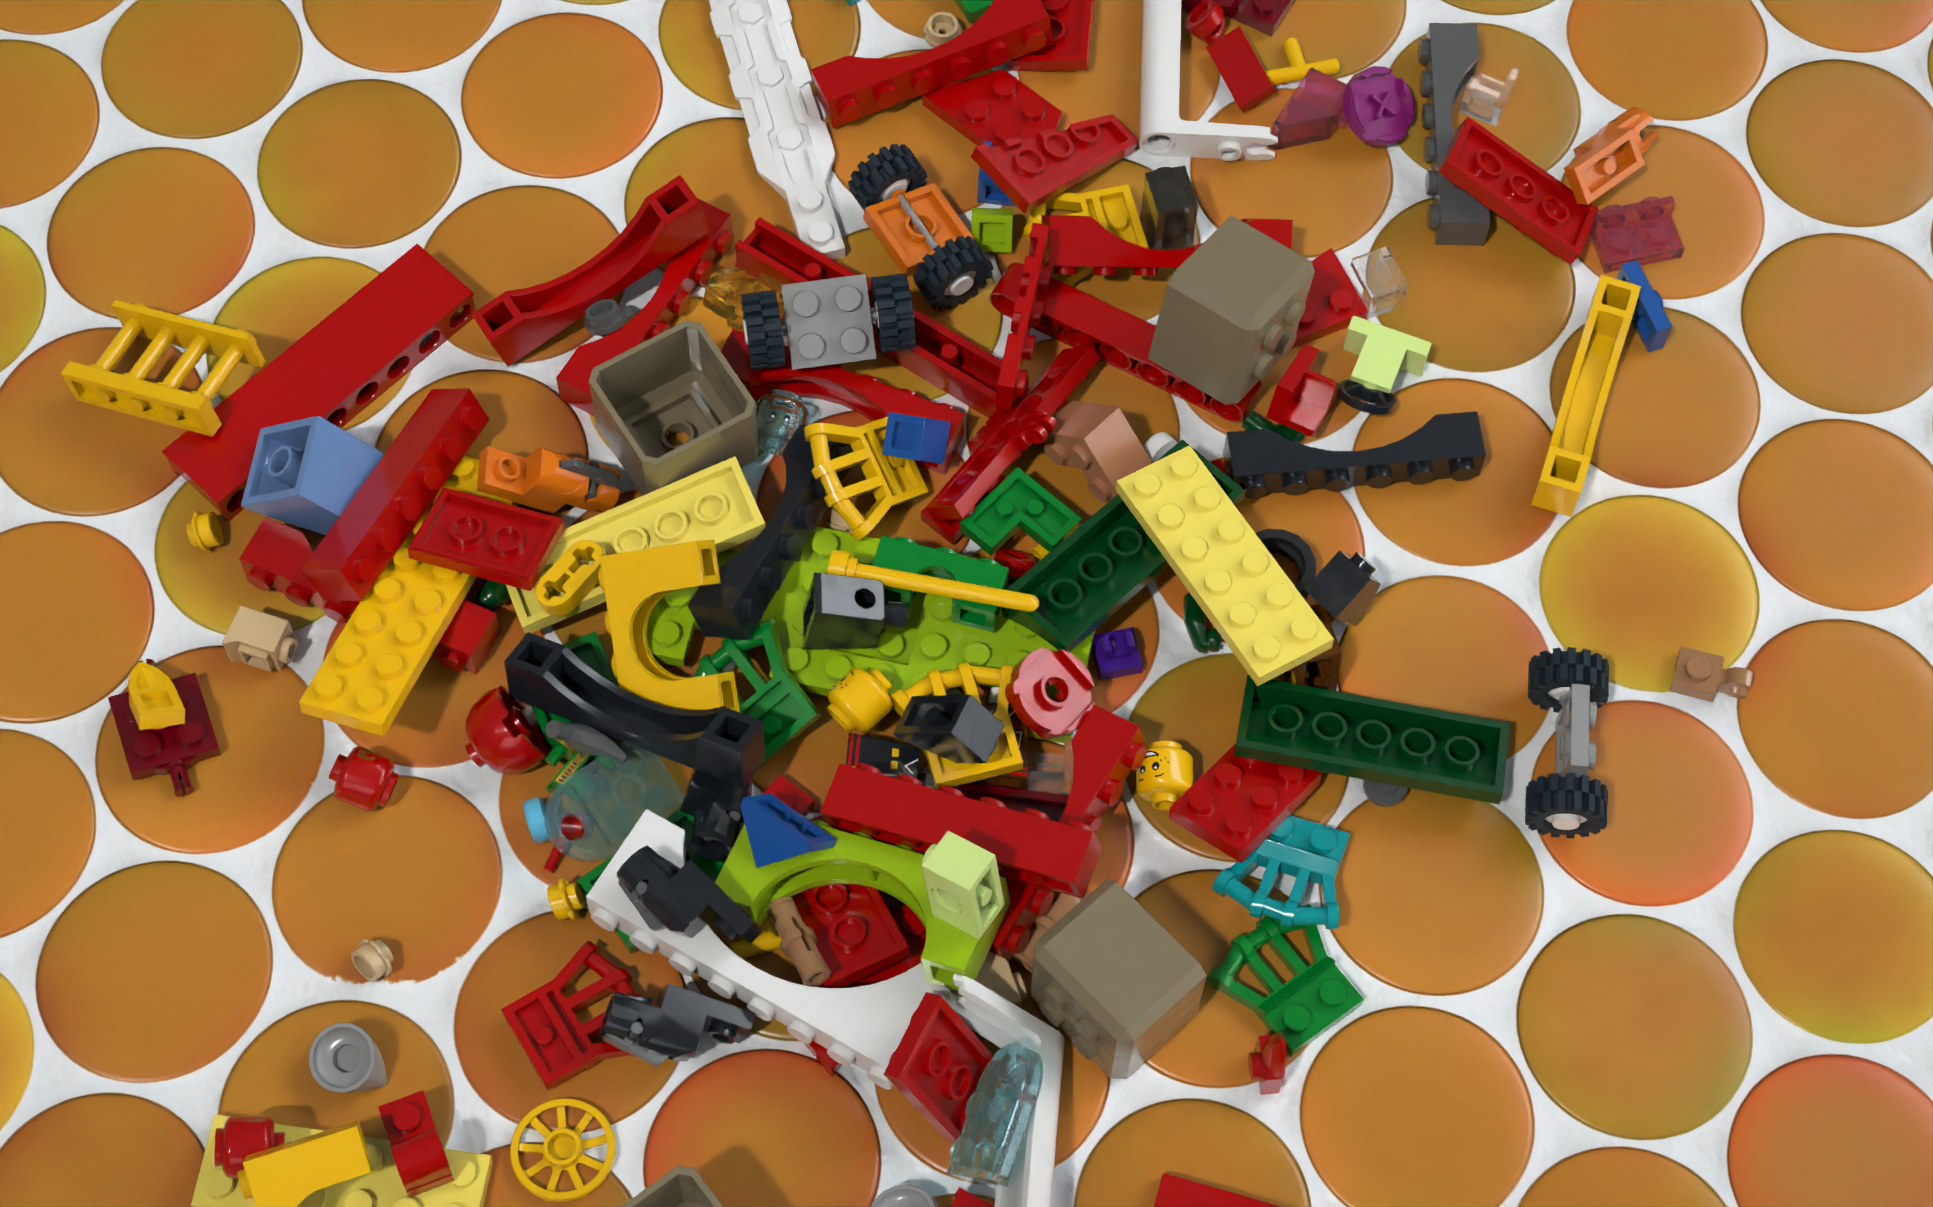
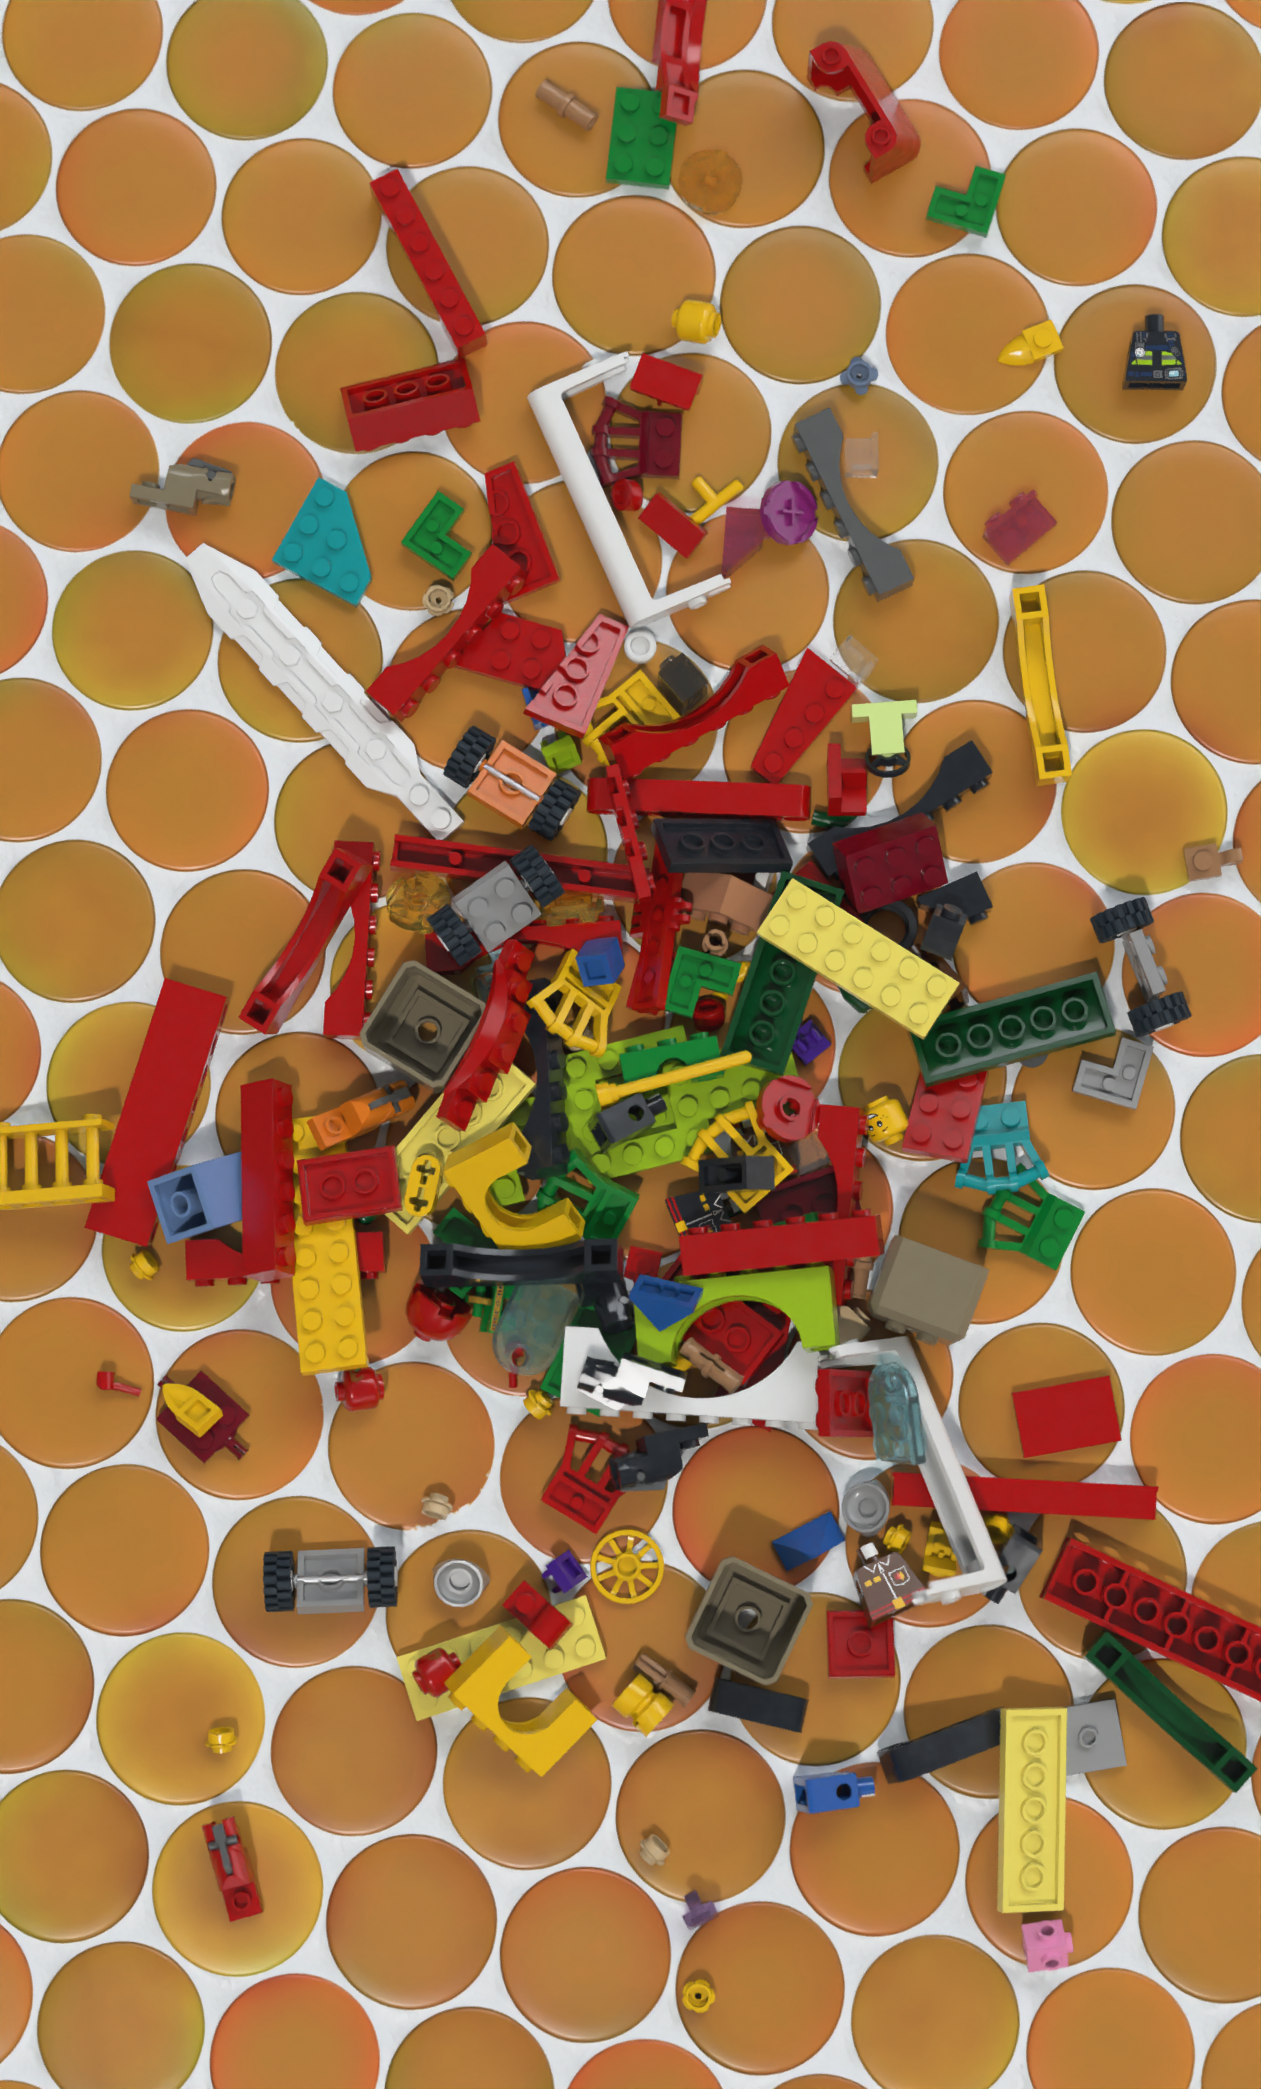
camera: 20 degrees left, 20 degrees up
(80, 636) = (105, 1381): none -> red hand
(190, 975) = (330, 1580): none -> plate
(260, 640) = (232, 1326): tan window -> none
(481, 1113) = (565, 1572): none -> dark purple tile
(534, 815) = (488, 1359): medium azure tile -> none
(585, 739) = (496, 1295): dark grey bar -> none
(604, 317) = (330, 970): dark grey plate -> none
(737, 451) = (494, 1040): none -> red piece
(860, 700) = (662, 1175): yellow head -> none
(917, 375) = (573, 908): none -> clear yellow plate
(962, 884) = (809, 1294): yellowish green brick -> none
(1062, 480) = (715, 936): none -> medium nougat pin
(1124, 383) = (721, 845): none -> black plate
(1135, 166) = (640, 647): none -> white tile
(1231, 311) = (777, 762): dark tan plate -> none
(1268, 1062) = (1045, 1288): red plate -> none
(1315, 491) = (890, 863): none -> dark red brick
(1394, 571) = (963, 893): none -> black slope
(1477, 871) = (1117, 1084): none -> light grey plate
(1517, 190) = (922, 541): red plate -> none
(1527, 12) = (856, 367): none -> sand blue plate
(1610, 155) = (973, 473): orange plate -> none
(1648, 313) = (1055, 594): blue plate -> none
(1739, 75) = (1032, 345): none -> yellow plate
(1872, 139) = (1155, 358): none -> torso

